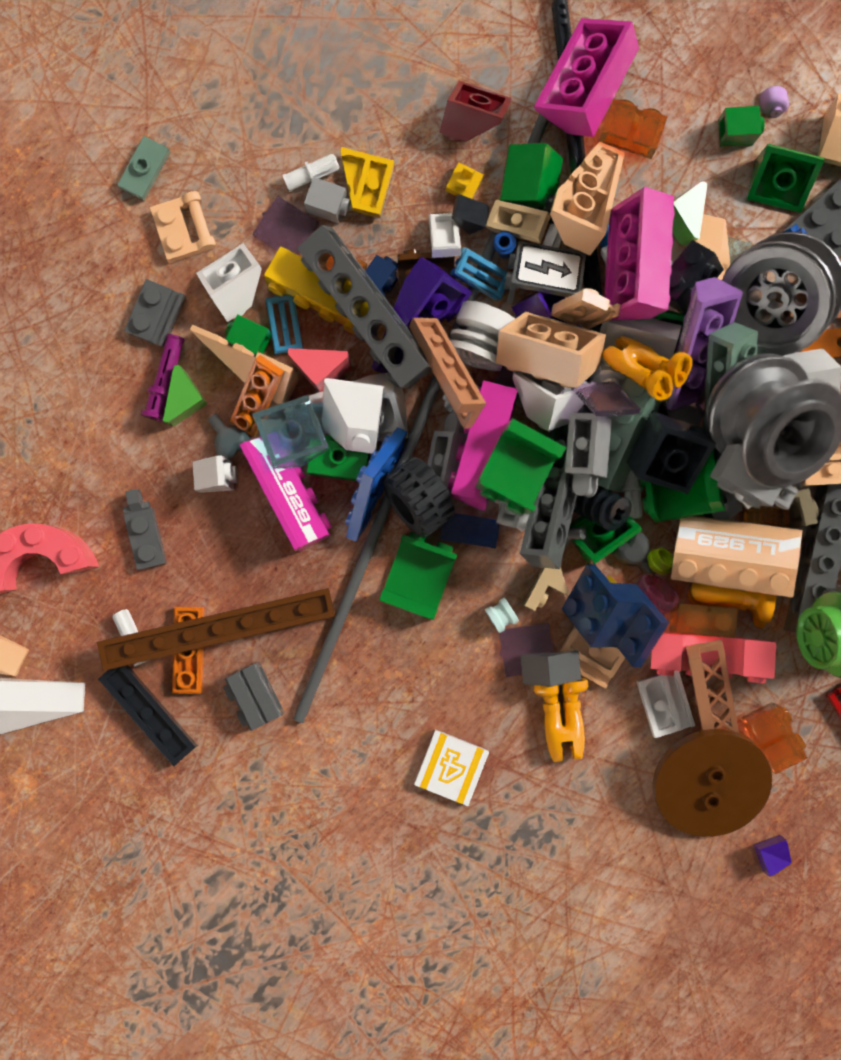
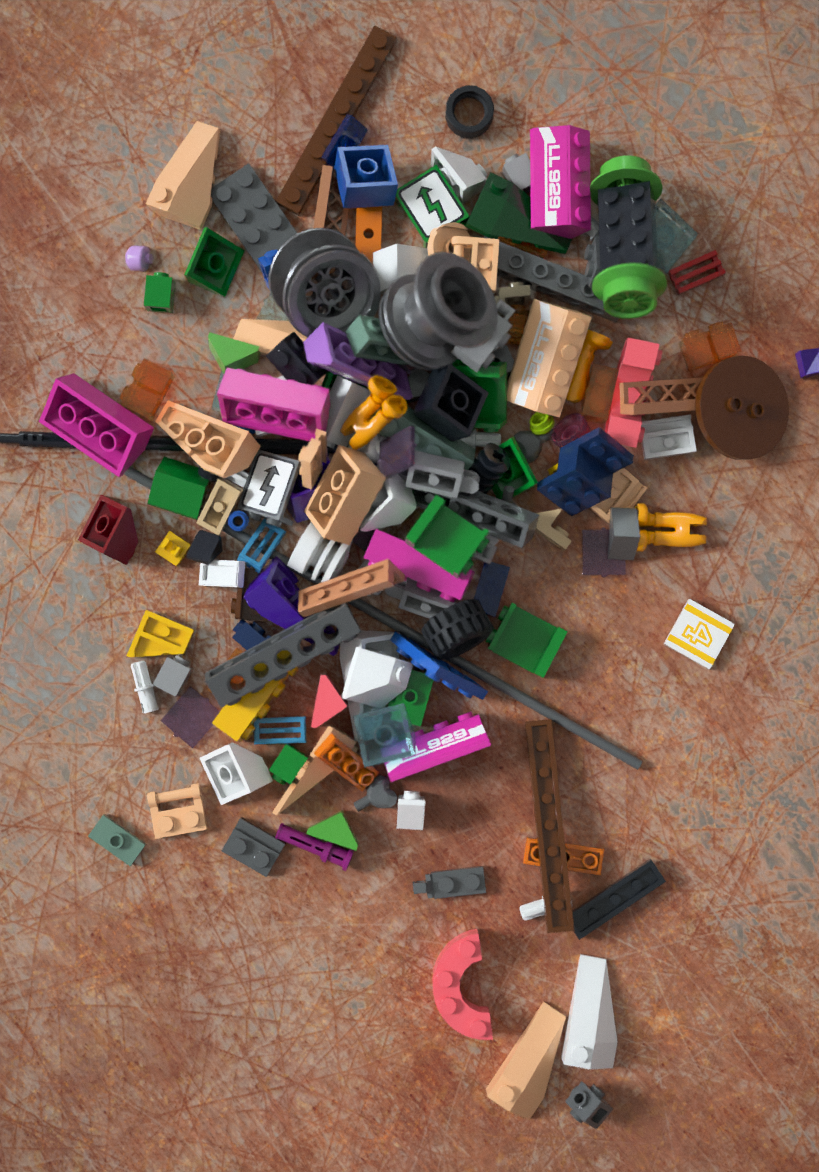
camera: 85 degrees left, 0 degrees up
(253, 696) = (613, 801): dark grey brick -> none
(501, 615) = (570, 570): light aqua wheel -> none

